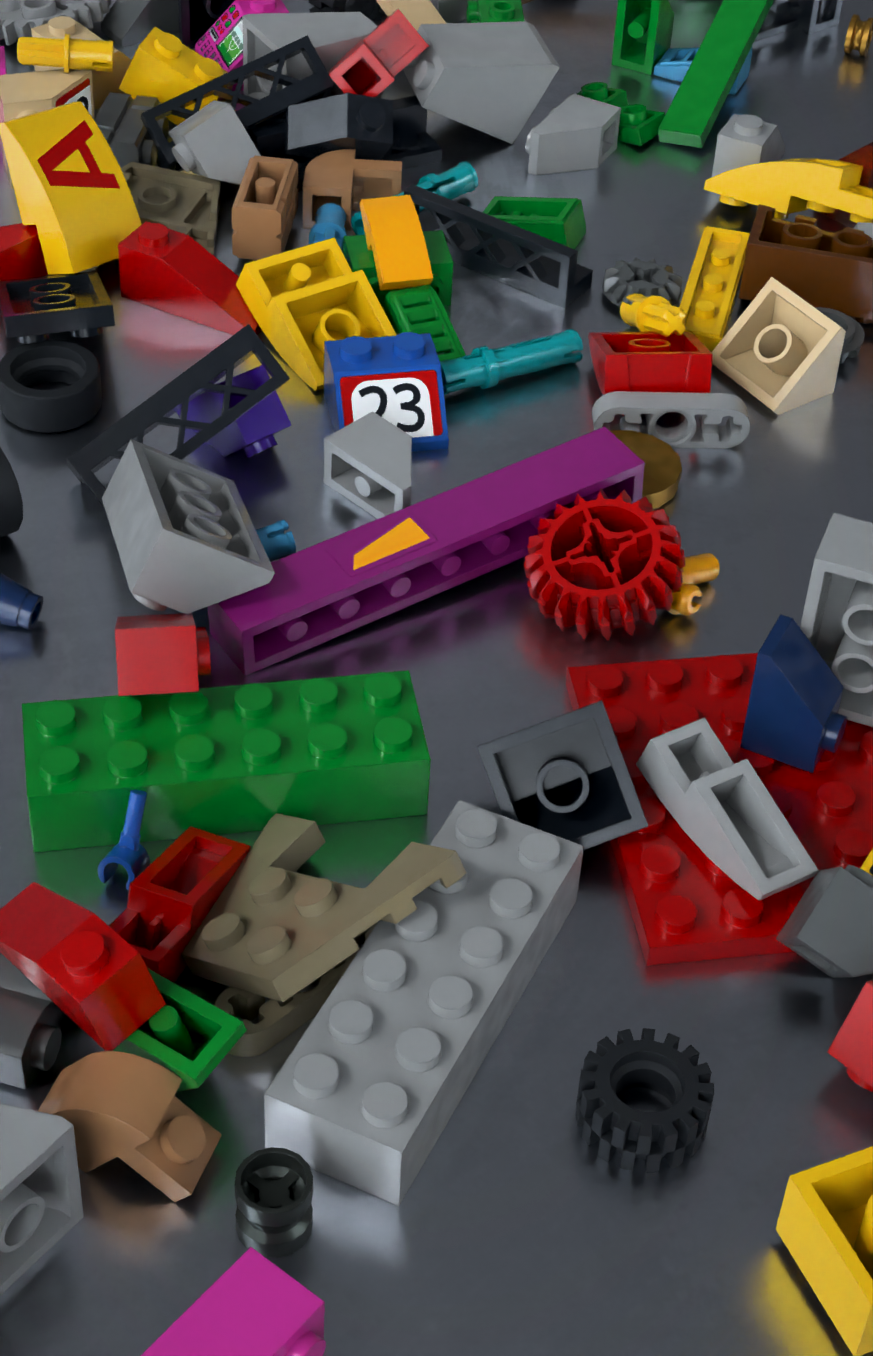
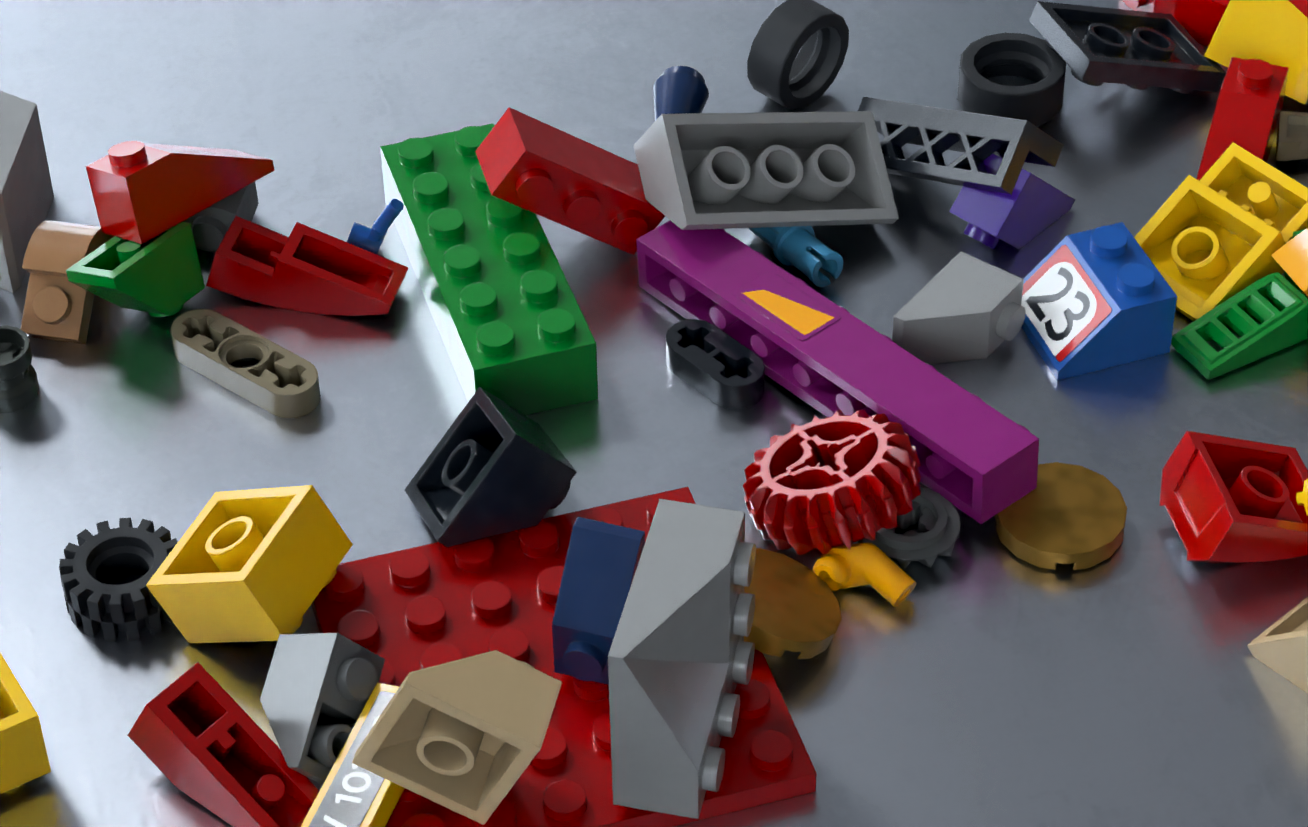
camera: 85 degrees right, 0 degrees up
(286, 928) = (291, 324): dark tan wing -> none
(391, 633) = (722, 372): none -> black beam
(423, 1007) = (222, 423): light grey brick -> none
(490, 366) = (1200, 381): teal pin -> none
(684, 958) = (250, 565): none -> yellow brick
(686, 435) = (1160, 539): light grey beam -> none
(724, 628) = (791, 607): none -> pearl gold tile
(725, 810) = (453, 583): light grey slope -> none

